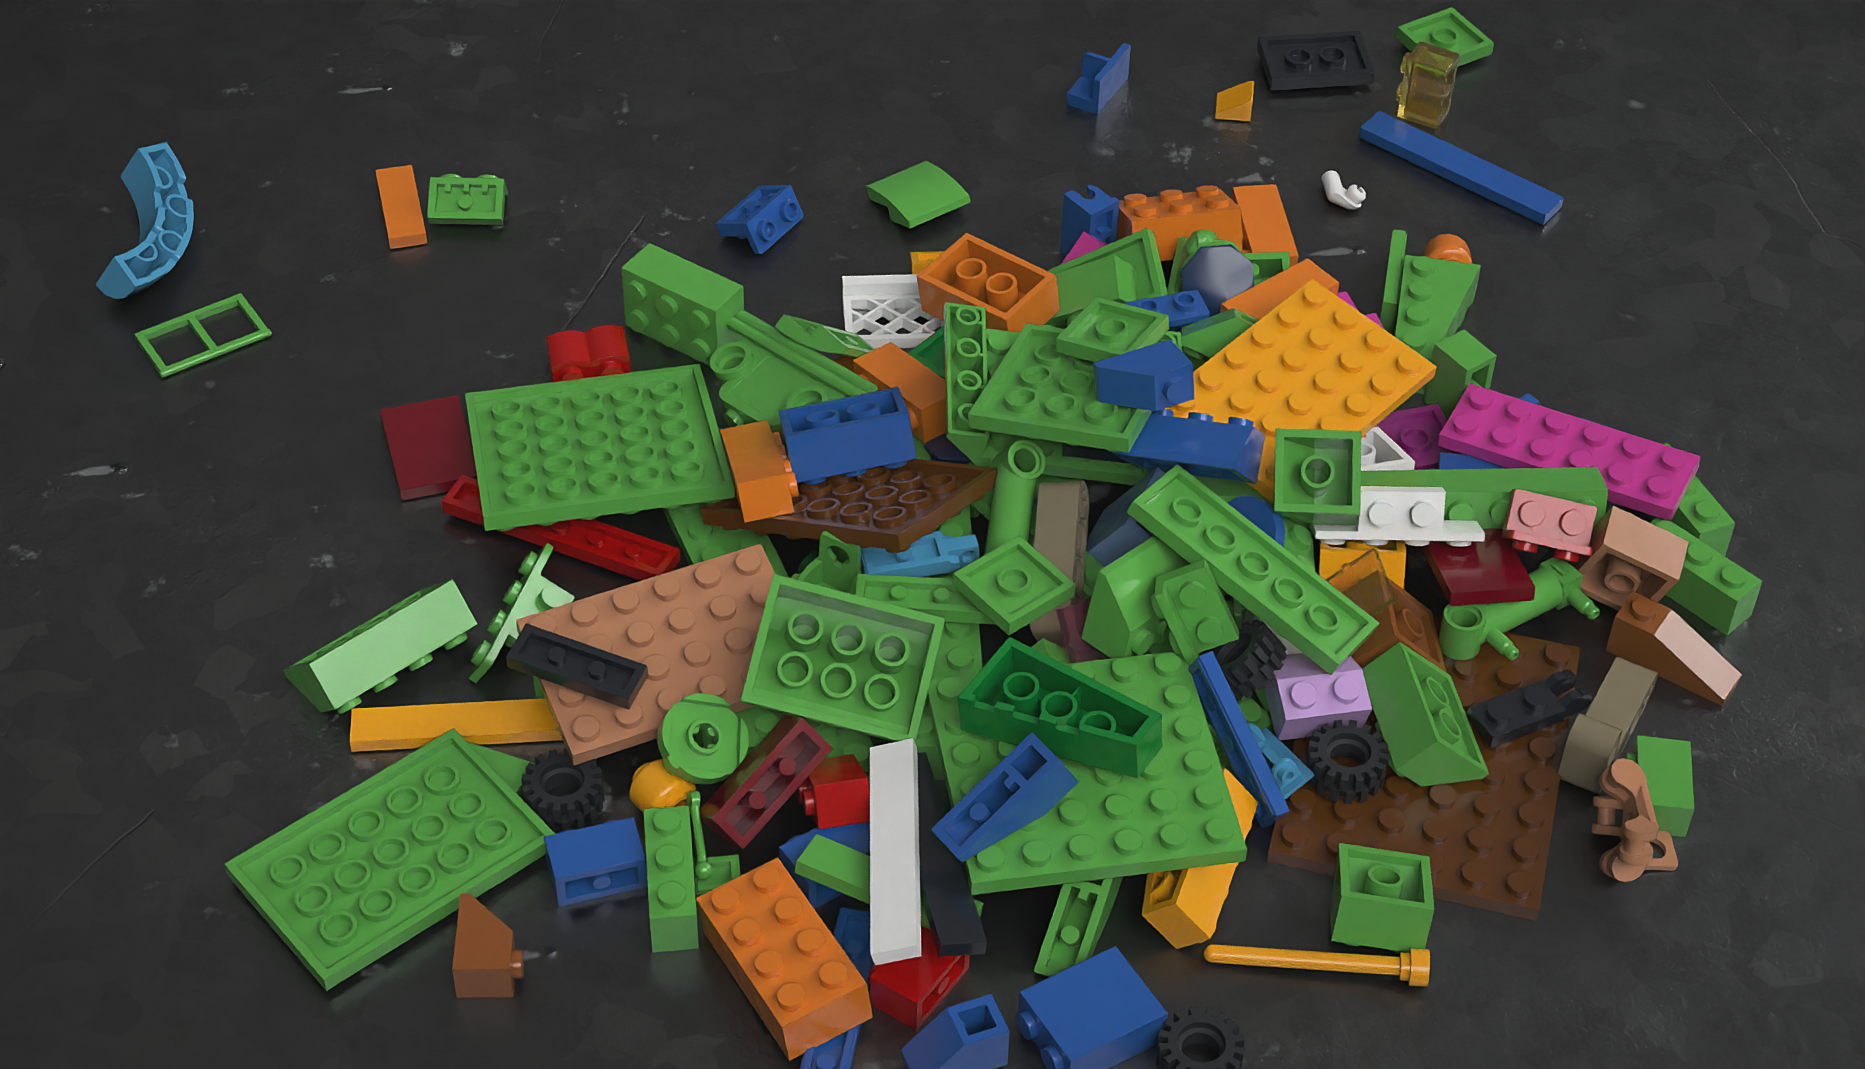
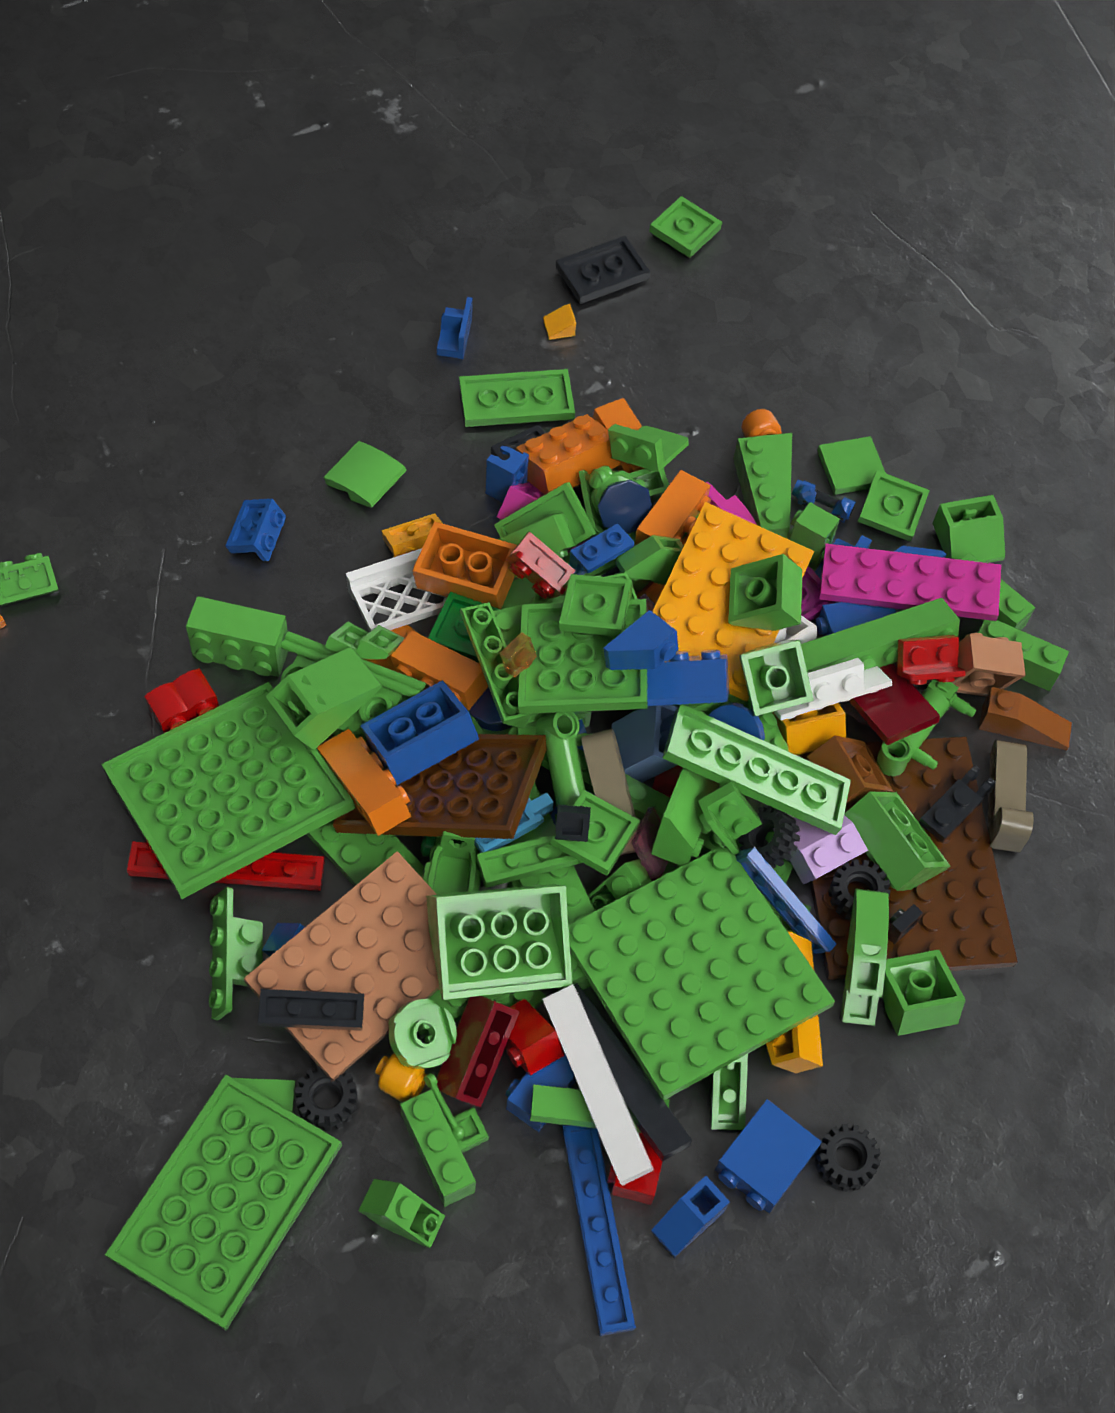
camera: 25 degrees left, 15 degrees up
(382, 647) = (137, 1017): slope -> none
(428, 446) = (92, 819): dark red tile -> none
(475, 721) = (210, 1067): light orange tile -> none
(484, 953) = (330, 1259): dark orange slope -> none
(595, 932) = (401, 1212): none -> bright green slope
(596, 861) = (376, 1150): blue brick -> none
(747, 371) = (323, 695): none -> bright green slope
(784, 958) = (546, 1189): orange brick -> none
(983, 555) = (572, 823): none -> black tile
(991, 359) = (518, 655): none -> clear orange plate
(1006, 800) = (666, 1028): blue slope -> none
(1062, 290) = (540, 566): none -> bracket
(1063, 708) = (675, 939): green wedge -> none
(1140, 160) = (516, 398): none -> bright green plate
(1270, 226) = (645, 447): none -> bright green bracket
(1285, 767) = (821, 908): dark azure hinge -> none
(1318, 830) = (866, 958): none -> bright green slope
(1335, 193) = (664, 388): white arm -> none
(1346, 384) = (766, 594): none -> bright green slope
(1365, 583) = (824, 748): clear yellow piece -> none
(1390, 811) = (903, 922): none -> black plate
(1393, 279) = (730, 456): bright green tile -> none
(1409, 966) = (954, 1037): light orange piece -> none
(1427, 84) = (694, 276): clear yellow brick -> none
(1461, 167) = (736, 338): blue tile -> none
(1518, 366) = (806, 493): none -> blue piece
(1556, 329) = (850, 464): none -> bright green tile
(1590, 379) = (893, 505): none -> bright green plate
(1634, 853) = (1062, 881): nougat piece -> none
(1669, 780) = (1058, 836): bright green brick -> none
(1689, 420) = (971, 528): none -> bright green slope

